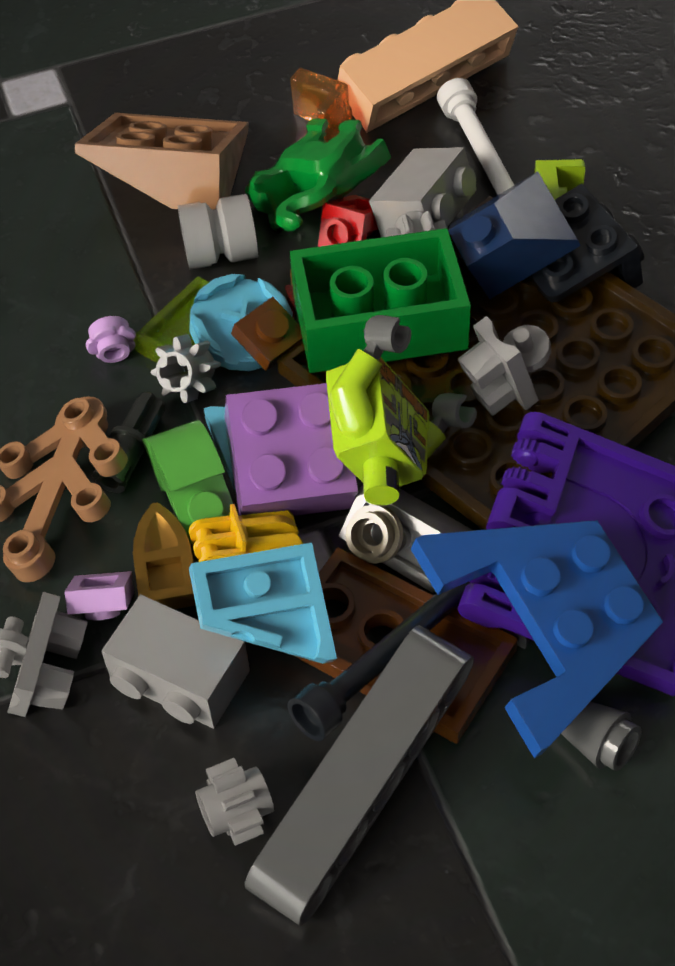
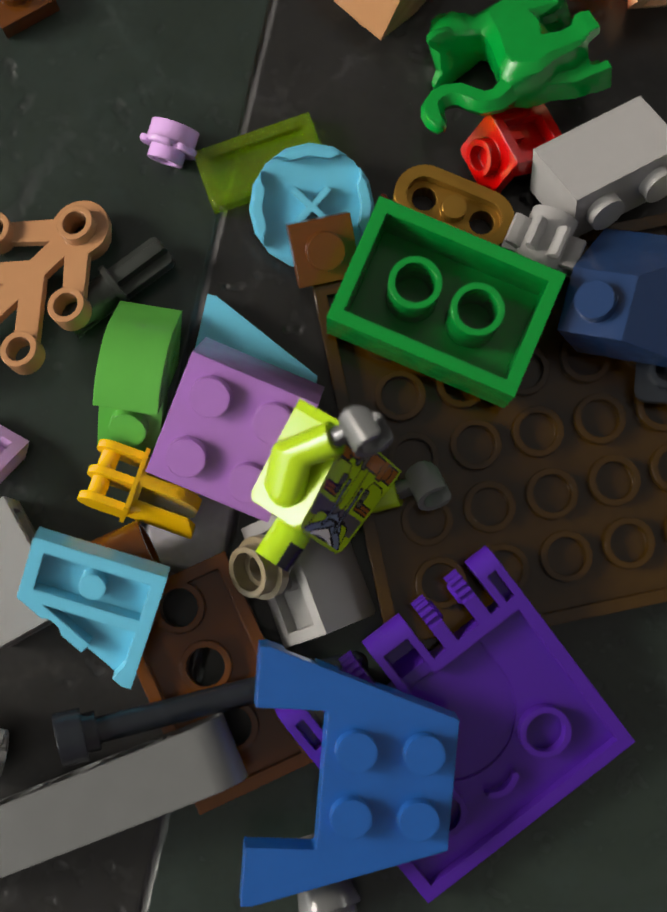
camera: 30 degrees right, 30 degrees up
(163, 559) = (60, 453): pearl gold plate -> none
(171, 369) = (215, 237): light grey gear -> none
(218, 231) = (358, 70): light grey wheel -> none
(502, 368) = (511, 477): light grey hips -> none

